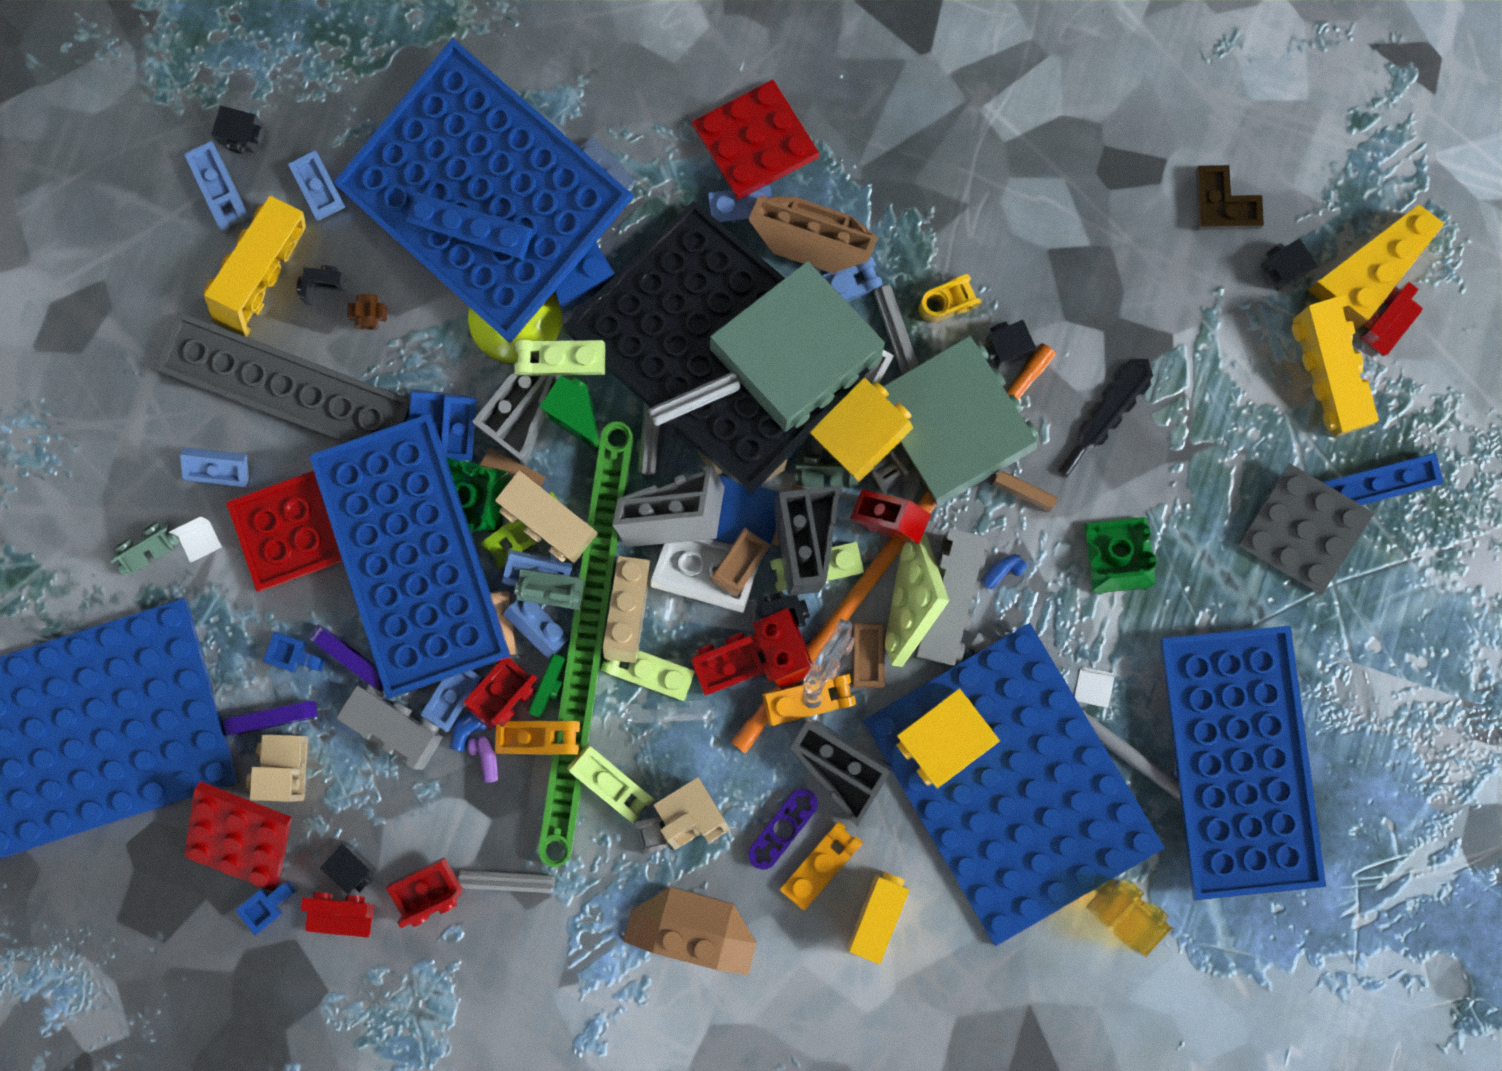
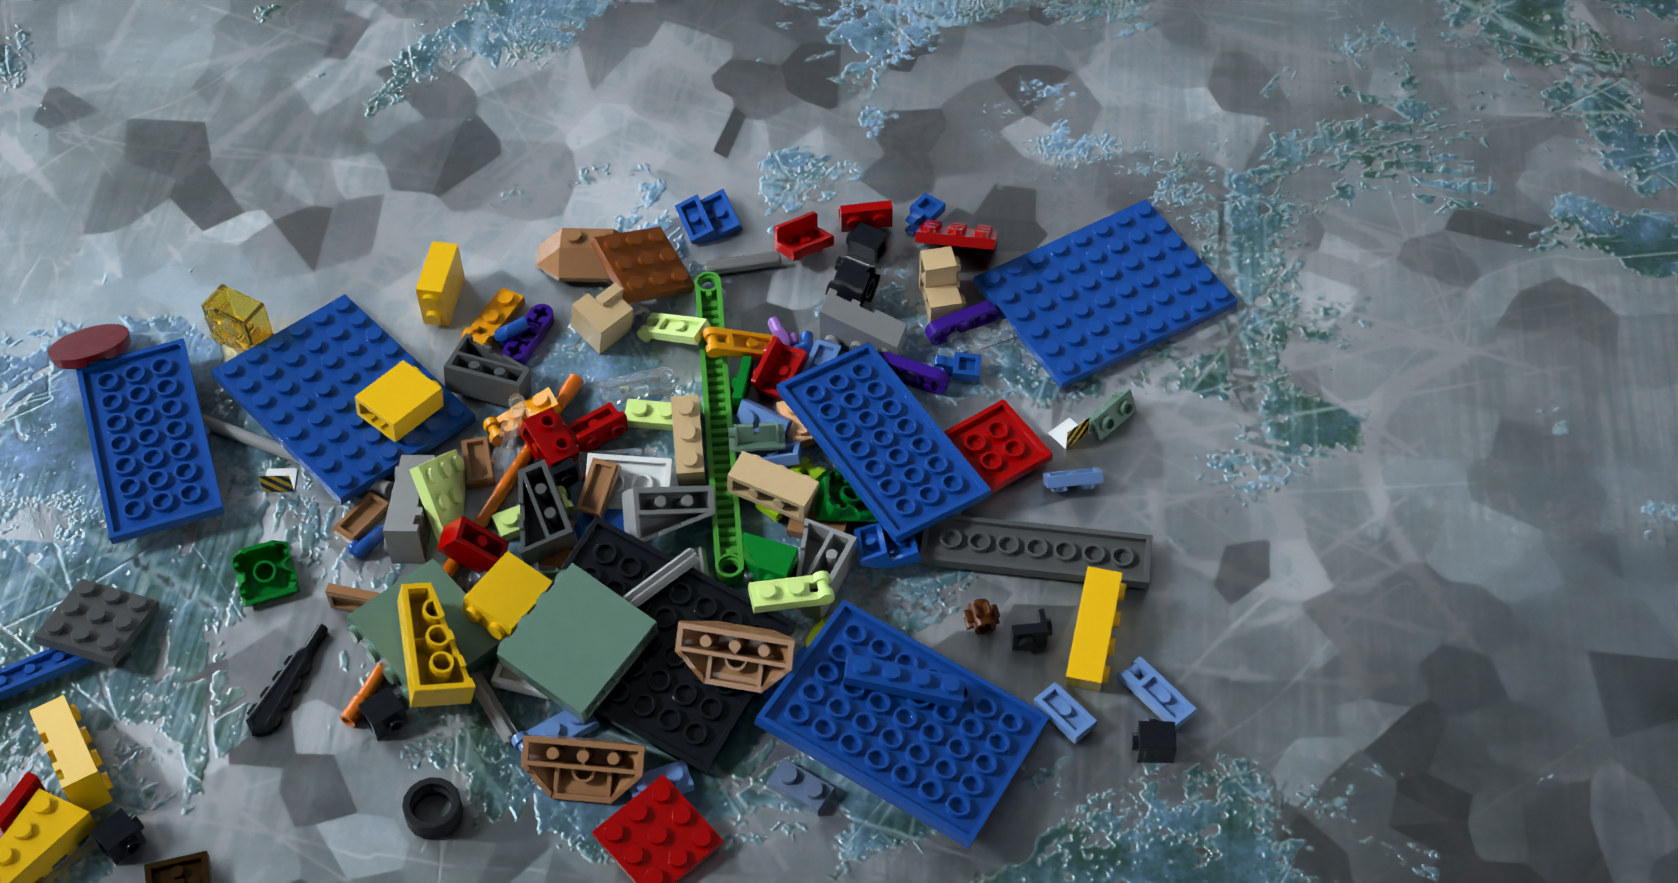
camera: 165 degrees right, 30 degrees down
(380, 798) = (855, 278): none -> black brick
(531, 968) = (708, 218): none -> blue slope
(627, 890) = (643, 264): none -> dark orange plate
(630, 291) = (735, 654): none -> medium nougat wedge
(805, 830) = (509, 330): none -> blue arm
(954, 297) = (444, 738): yellow piece -> none
(954, 365) = (431, 657): none -> yellow wedge
(978, 202) = (427, 788): none -> black tyre
(1007, 608) = (361, 518): none -> medium nougat tile
(1309, 925) = (89, 345): none -> dark red tile

